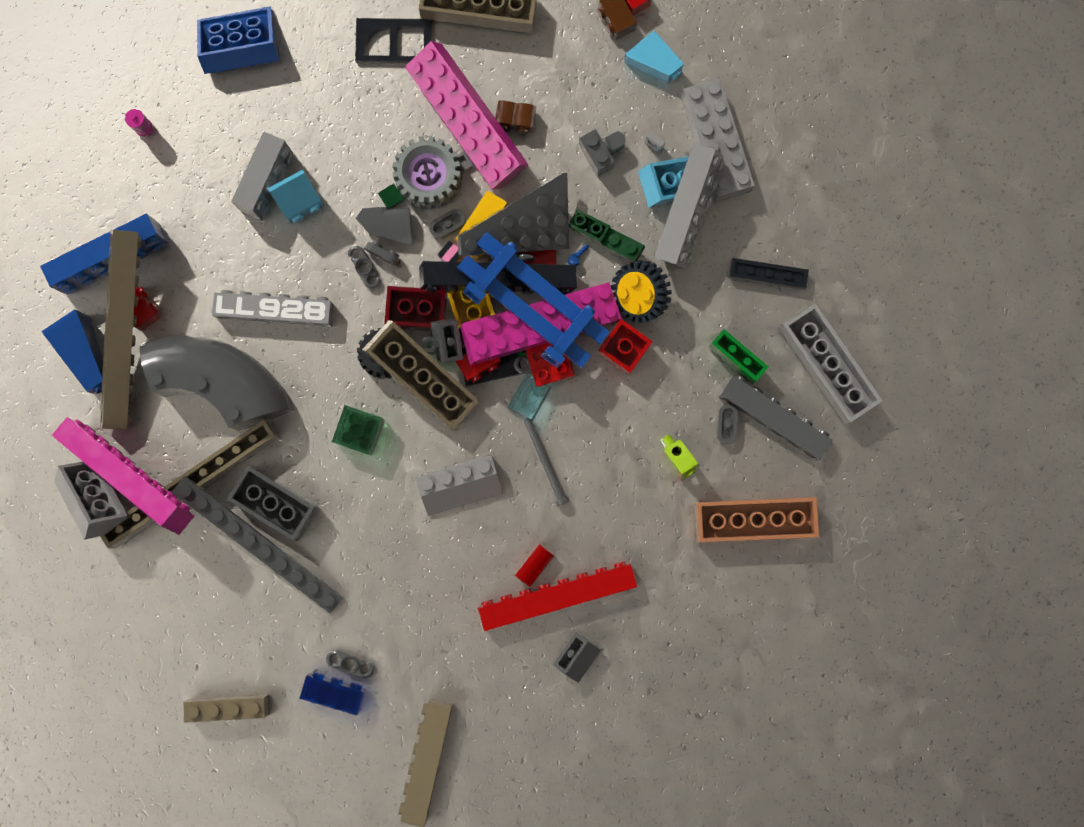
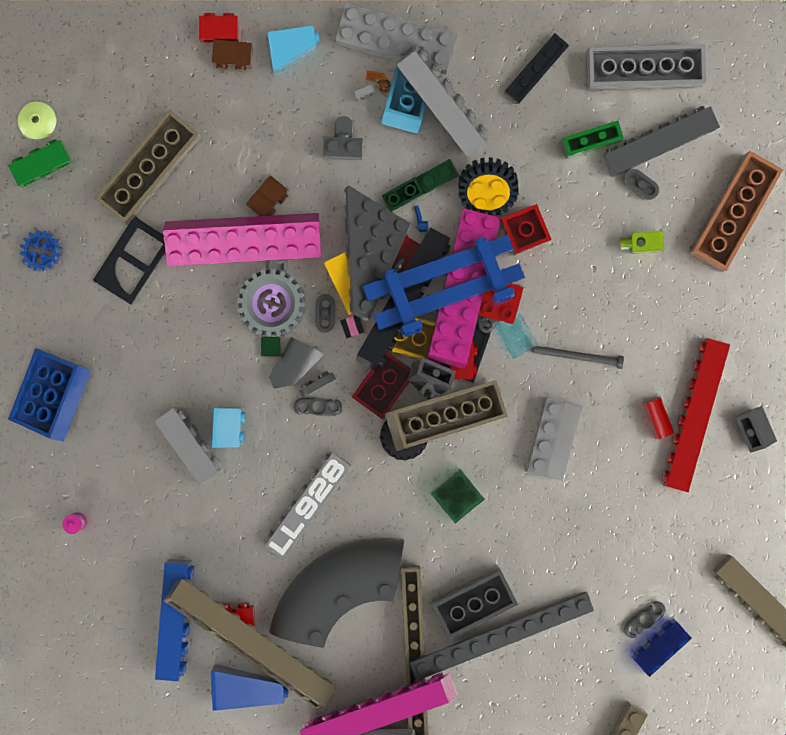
camera: 60 degrees left, 5 degrees up
(675, 149) = (380, 78): none -> clear orange arm

